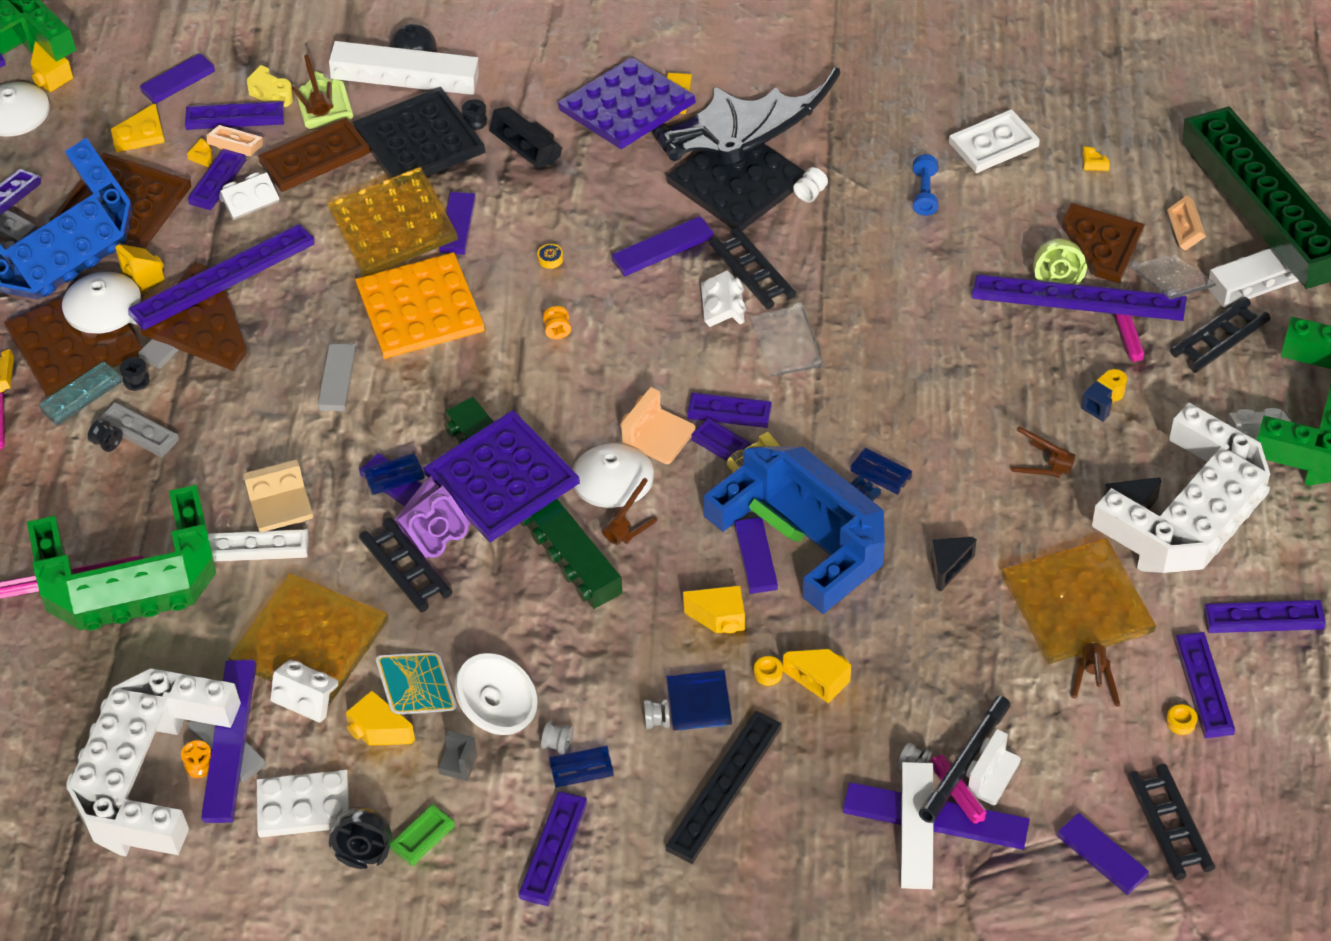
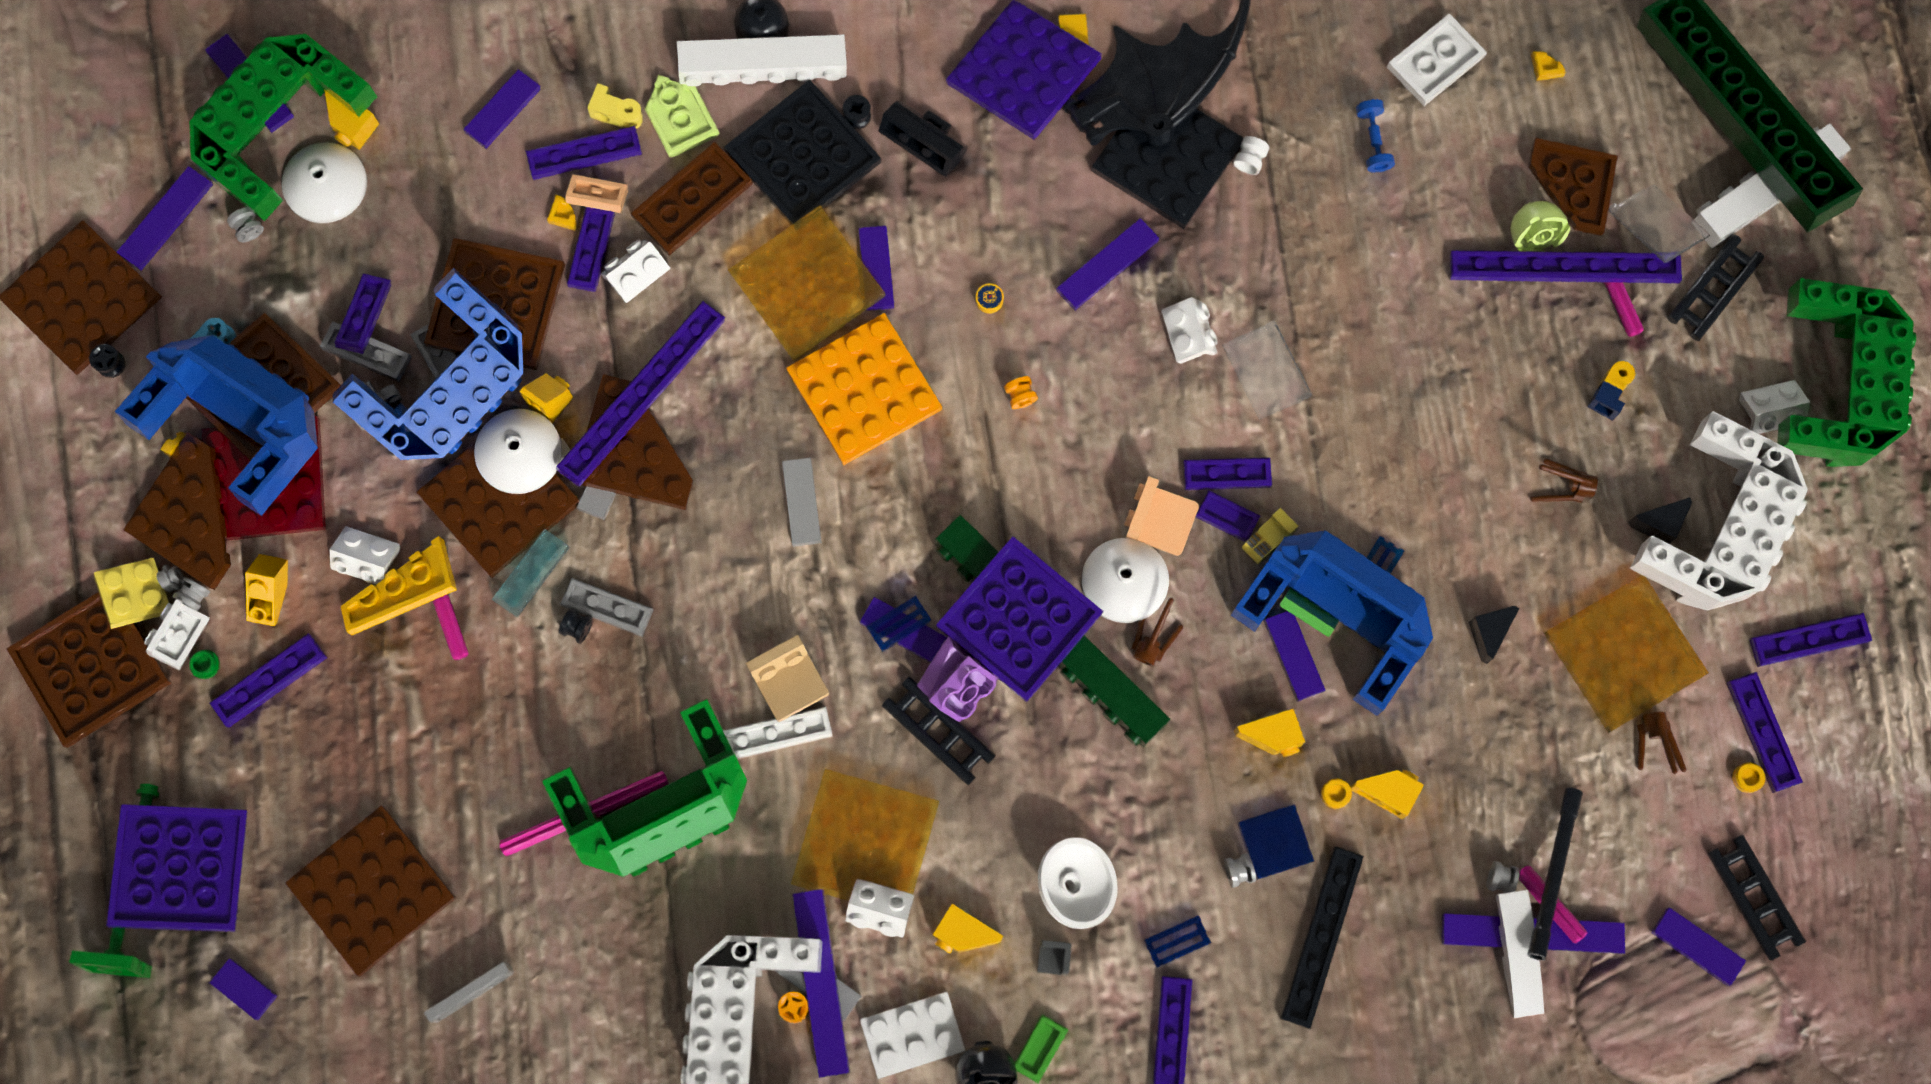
camera: 15 degrees left, 25 degrees up
(134, 373) = (586, 542): black wheel -> none
(138, 131) = (480, 192): yellow wing -> none
(318, 102) = (679, 127): reddish brown plant -> none
(415, 683) = (990, 879): teal sticker -> none
(557, 737) = (1147, 916): light grey wheel -> none
(751, 281) = (1211, 296): black bar -> none
(879, 473) = (1417, 544): clear blue tile -> none
(993, 769) = (1582, 876): white bracket -> none
(1186, 222) = (1660, 144): light nougat plate -> none

